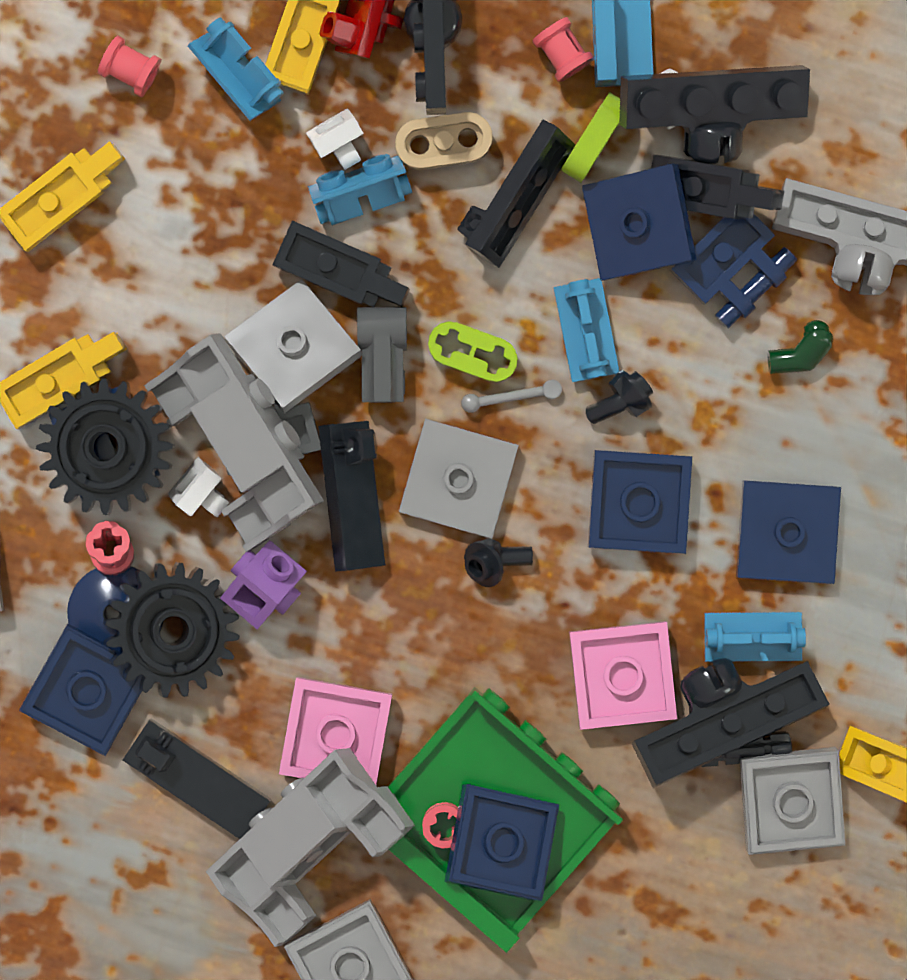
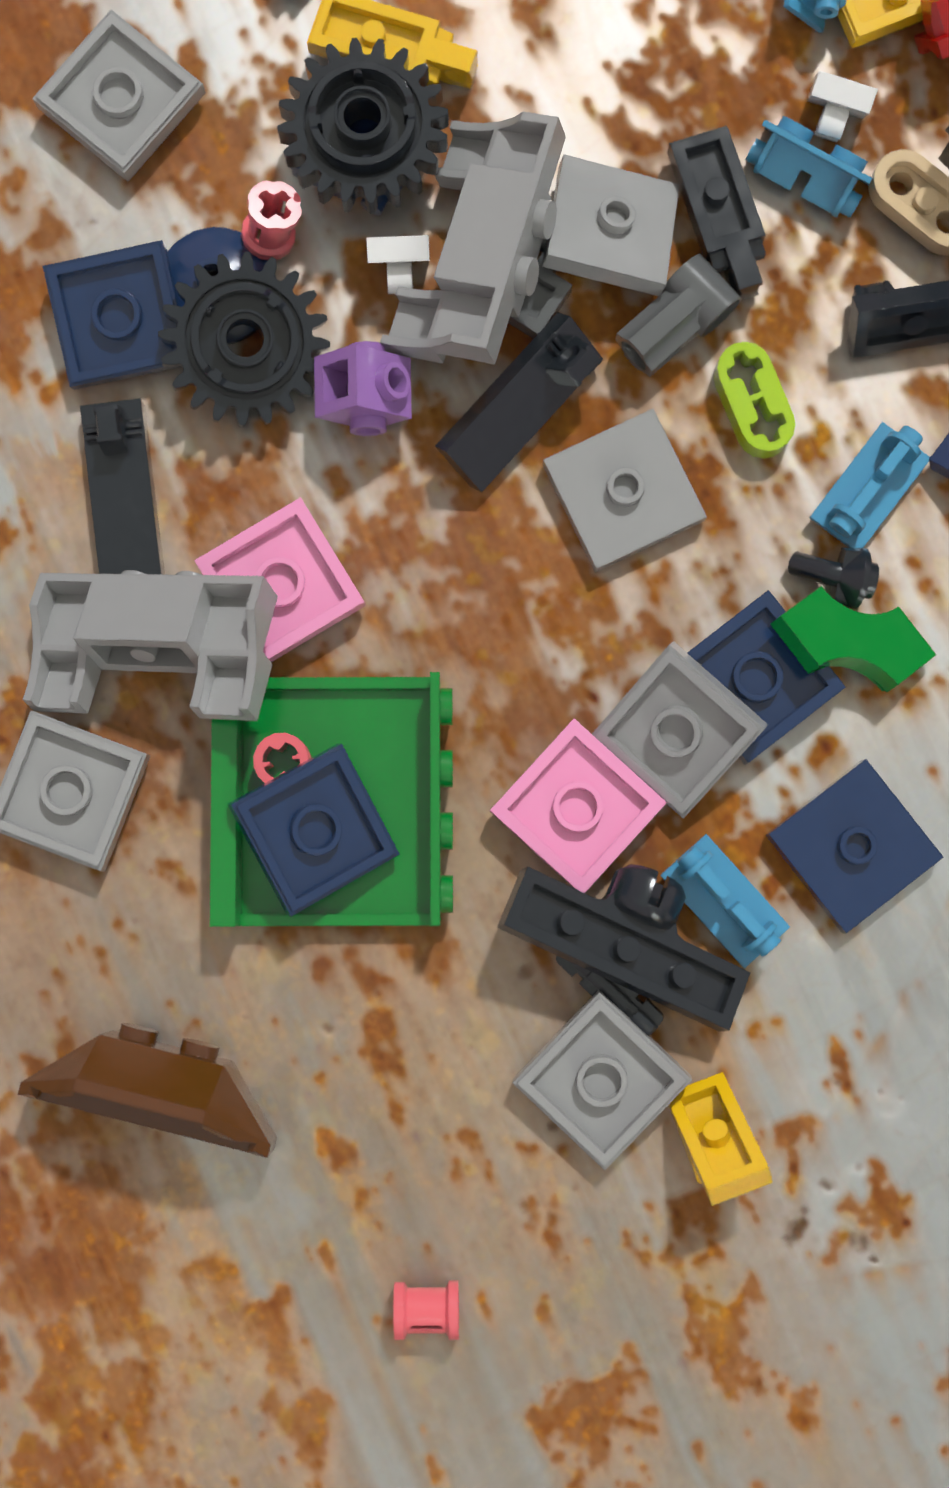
camera: 45 degrees right, 5 degrees down
(486, 560) = (573, 580): black plate -> none
(551, 389) = (783, 504): light grey hinge -> none
(631, 577) = (679, 729): none -> light grey plate
(686, 413) = (831, 635): none -> green tile

